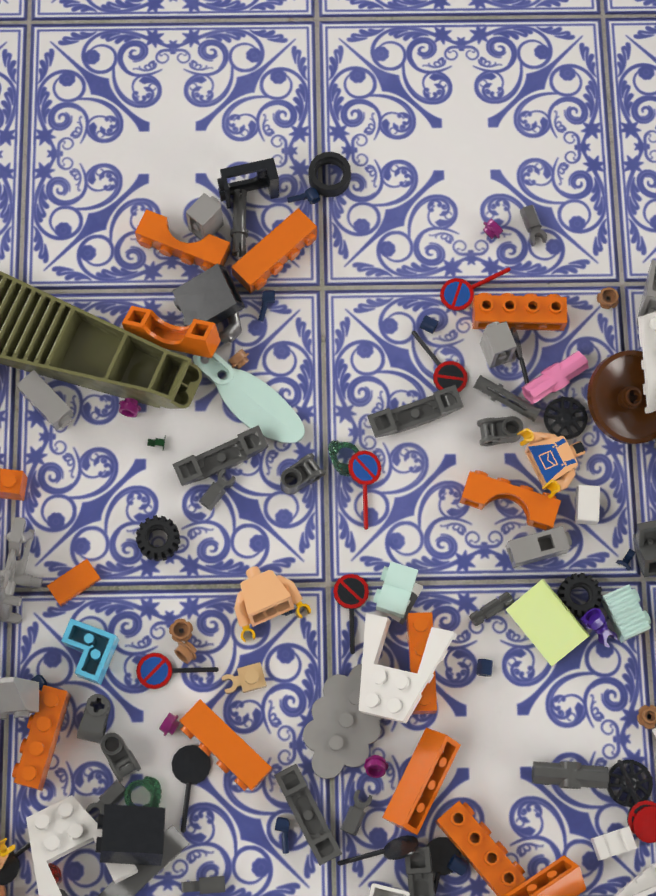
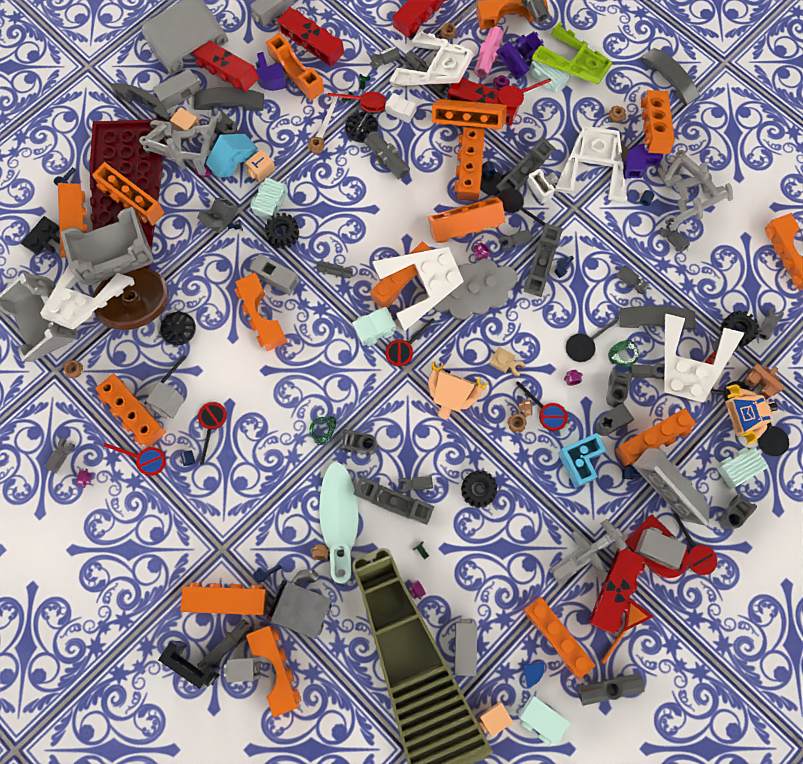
camera: 130 degrees left, 0 degrees up
(73, 582) = (553, 513): orange tile -> none
(131, 835) = (653, 333): black brick -> none
(197, 339) = (354, 625): orange arch -> none
(225, 745) = (554, 335): orange brick -> none
(310, 194) = (160, 618): dark blue hand -> none
(334, 159) = (119, 615): black tyre -> none
(365, 470) = (320, 409): piece -> none
(416, 413) = (254, 413): dark grey slope -> none
(484, 667) = (372, 244): dark blue piece -> none
(497, 430) = (223, 357): dark grey piece -> none
(530, 412) = (197, 377): dark grey pin -> none
(547, 622) = (314, 232): yellowish green tile -> none
(552, 458) = (213, 309): torso -> none
(555, 377) = (156, 352): bright pink piece -> none
(587, 504) = (222, 270): white piece -> none
(595, 620) = (290, 205): dark purple piece -> none

